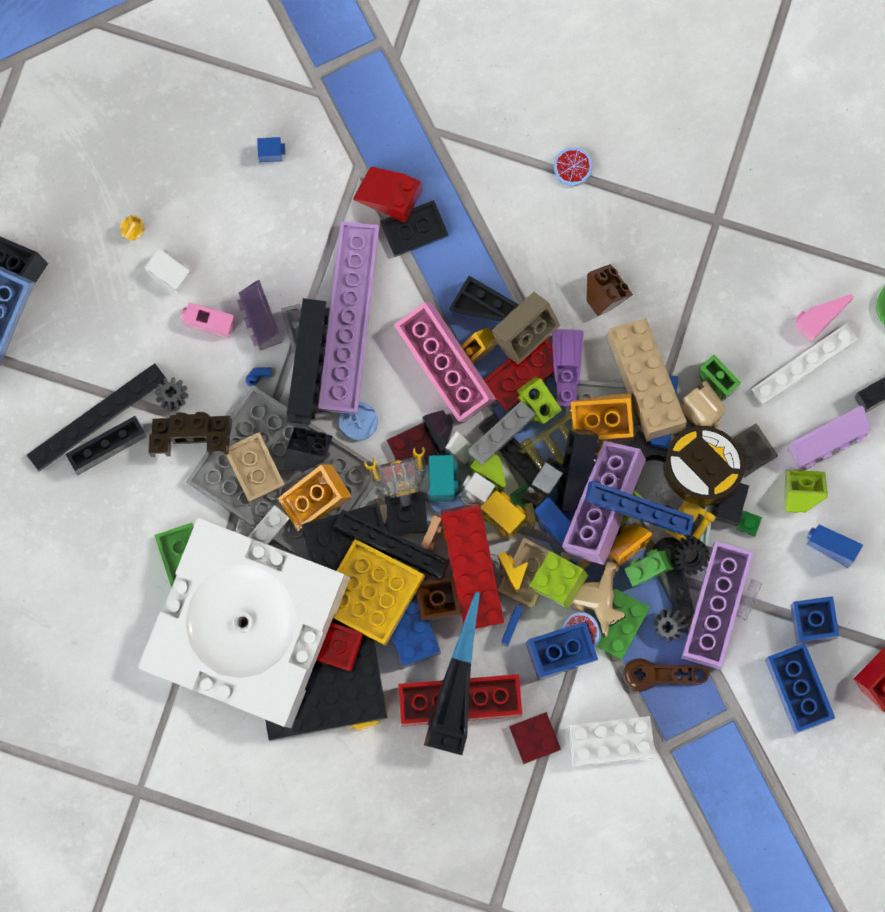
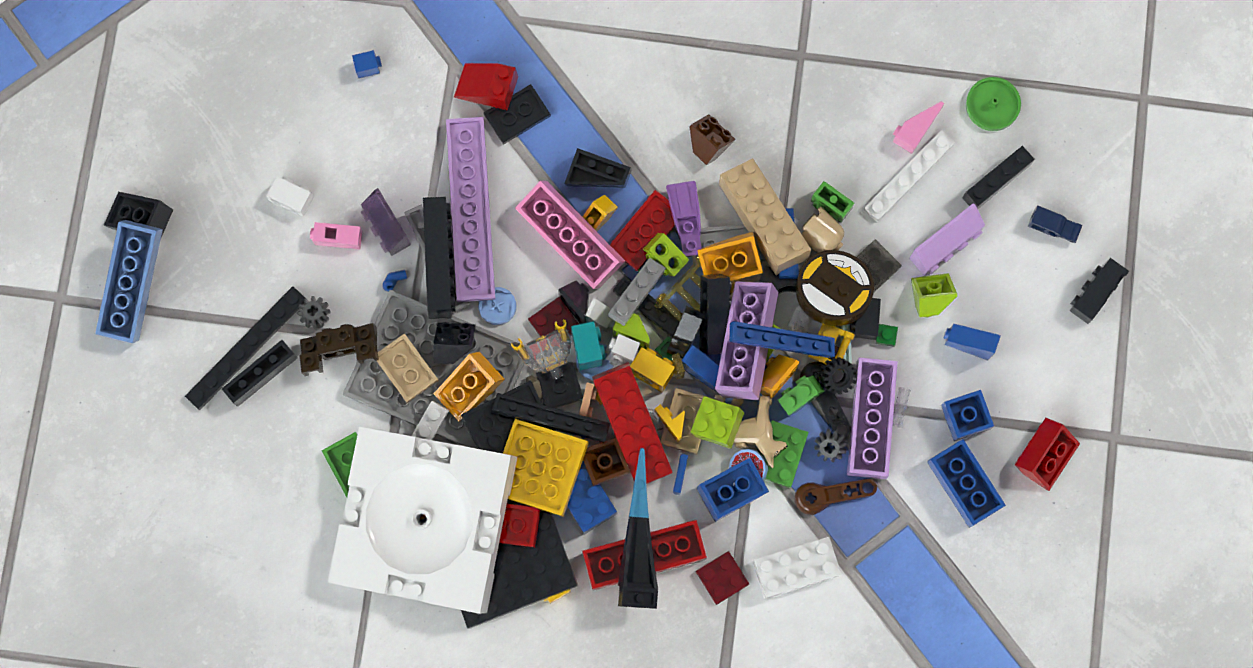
camera: 10 degrees left, 0 degrees up
(132, 227) = (248, 161): yellow gear -> none
(526, 328) = (641, 188): dark tan brick -> none
(572, 166) = (656, 29): tile -> none

